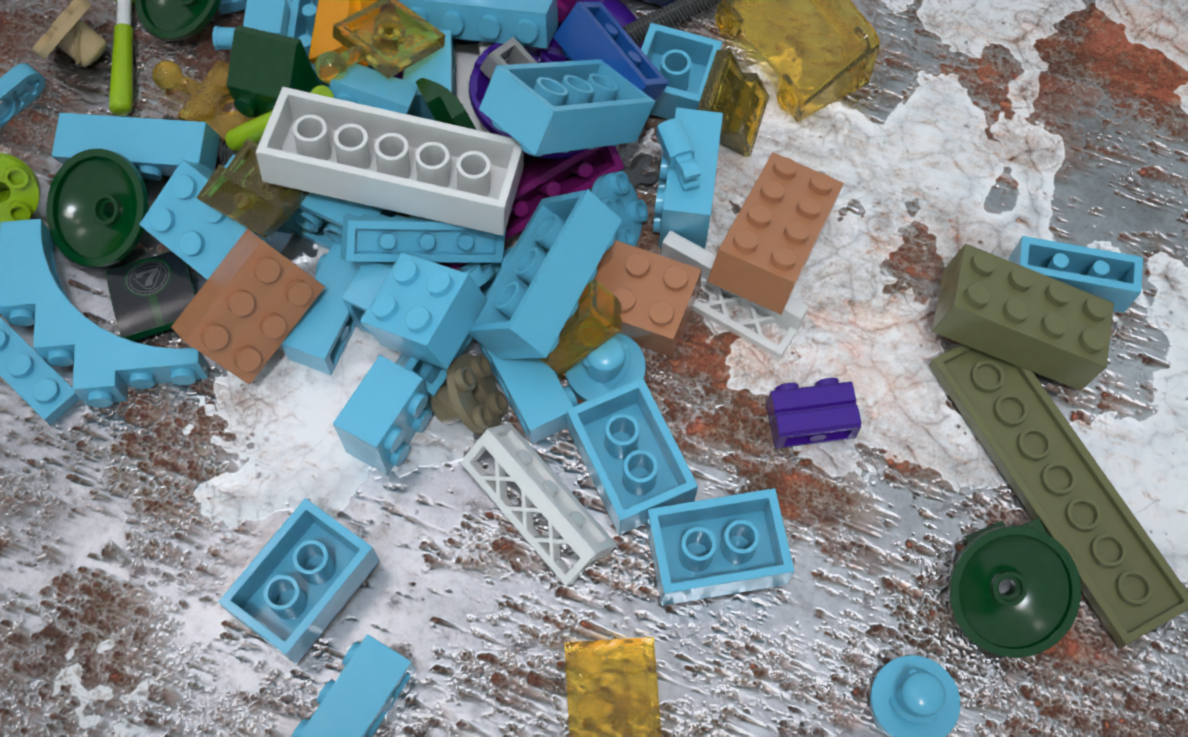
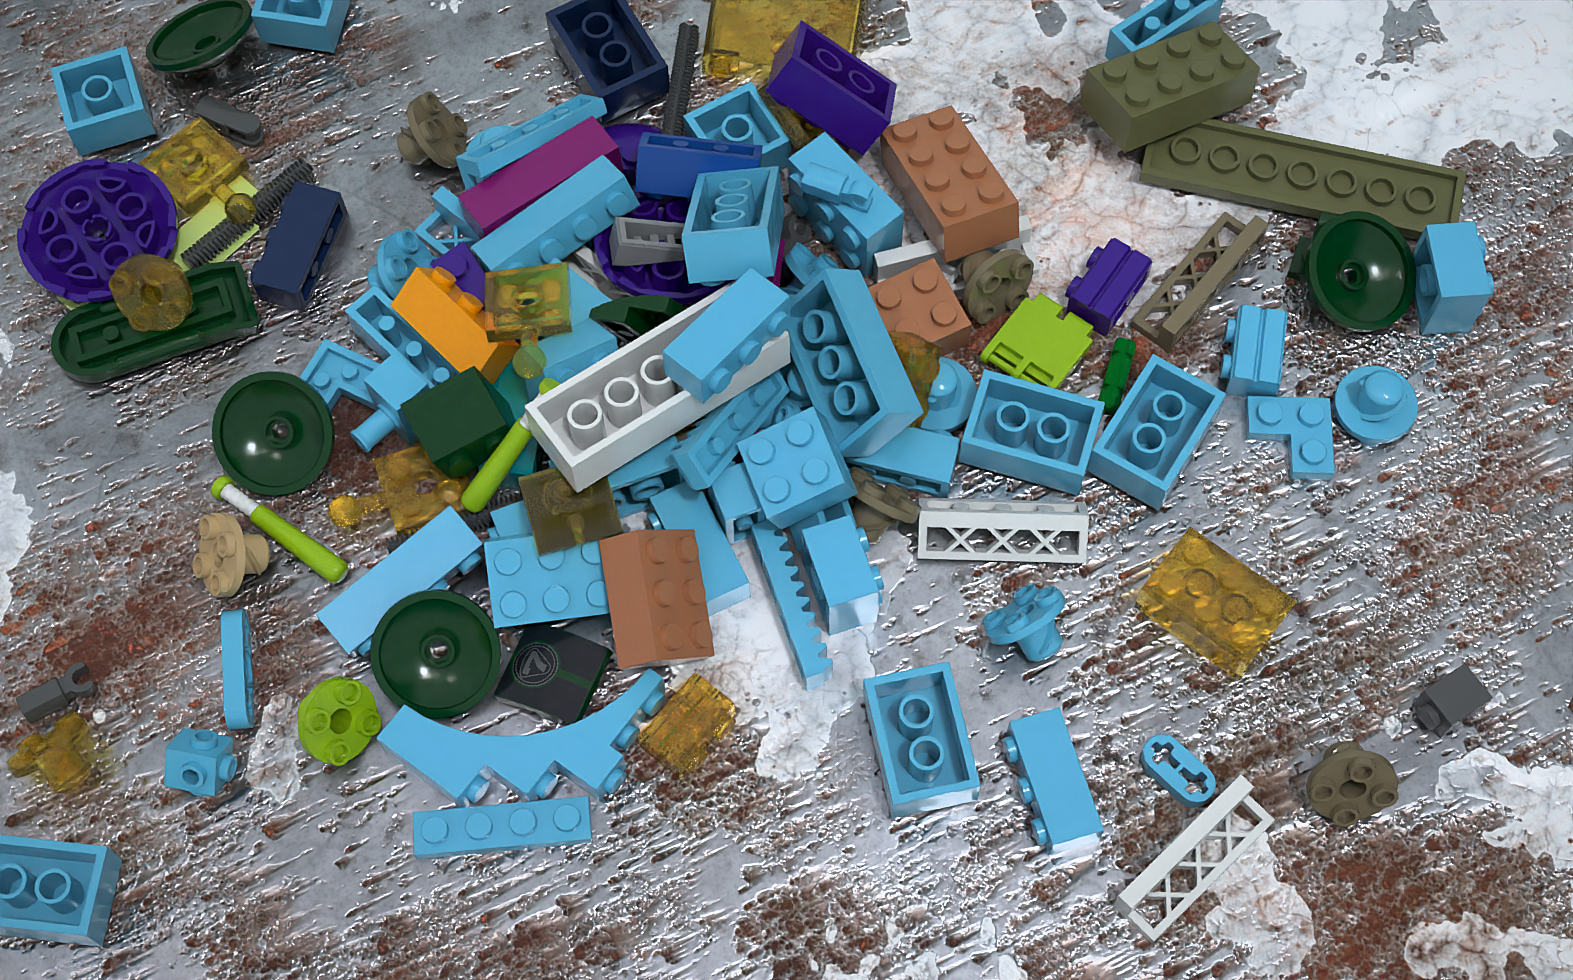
camera: 45 degrees left, 0 degrees up
(182, 413) = (688, 726): none -> clear yellow brick
(318, 429) = (792, 604): none -> medium azure gear
(453, 163) = (727, 335): none -> medium azure brick
(468, 581) = (1028, 621): none -> medium azure plate
(716, 406) = (1039, 344): none -> lime plate
(729, 331) = (995, 282): none -> dark tan plate
(748, 479) = (1117, 374): none -> green axle
(768, 91) = (831, 88): none -> dark purple brick
(841, 659) = (1302, 423): none -> medium azure plate
(865, 567) = (1255, 351): none -> medium azure brick
(889, 485) = (1204, 286): none -> dark tan fence
(1082, 667) = (1450, 278): none -> medium azure brick

